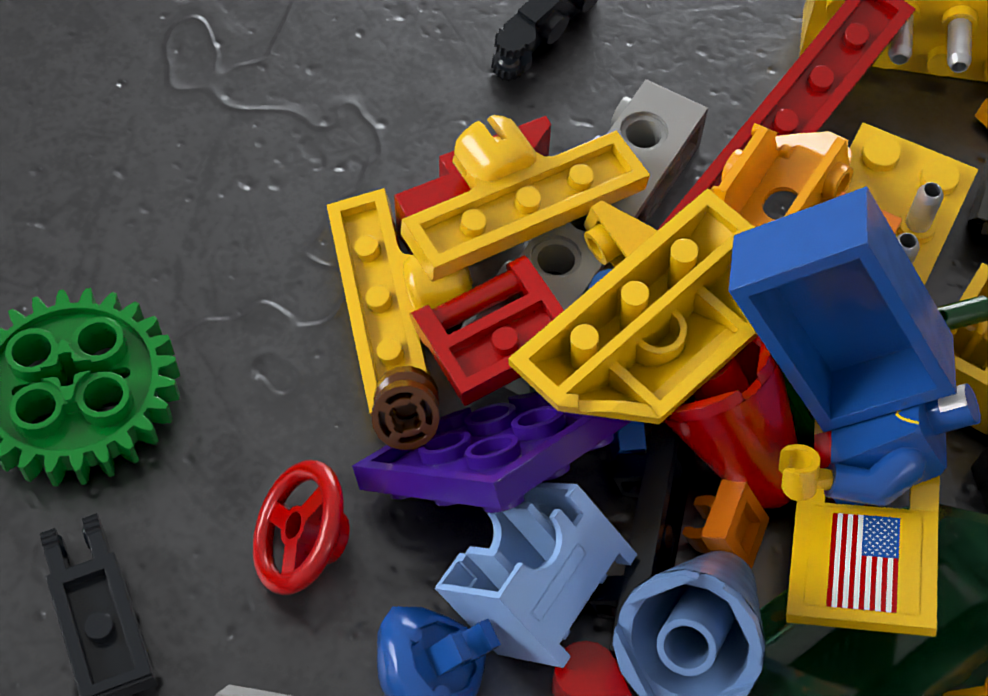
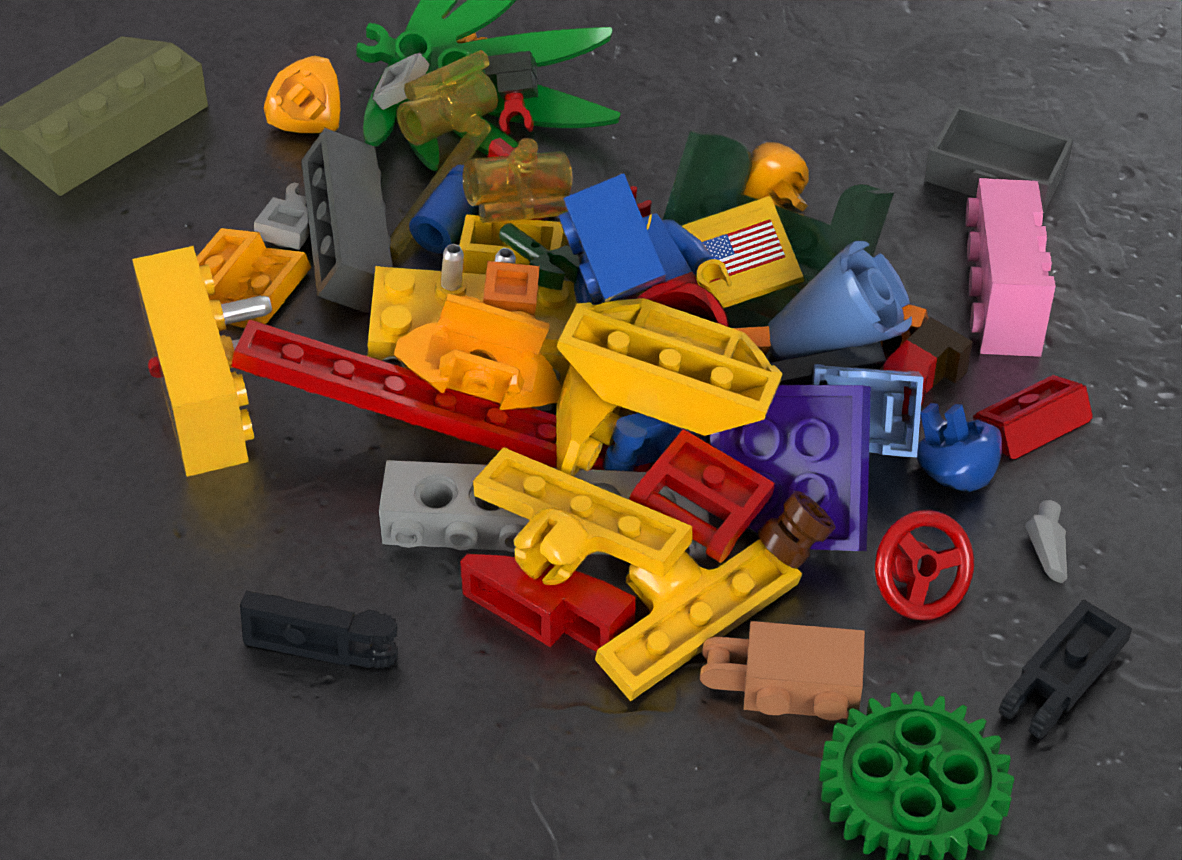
camera: 115 degrees left, 10 degrees down
(260, 347) = (789, 669): none -> nougat brick

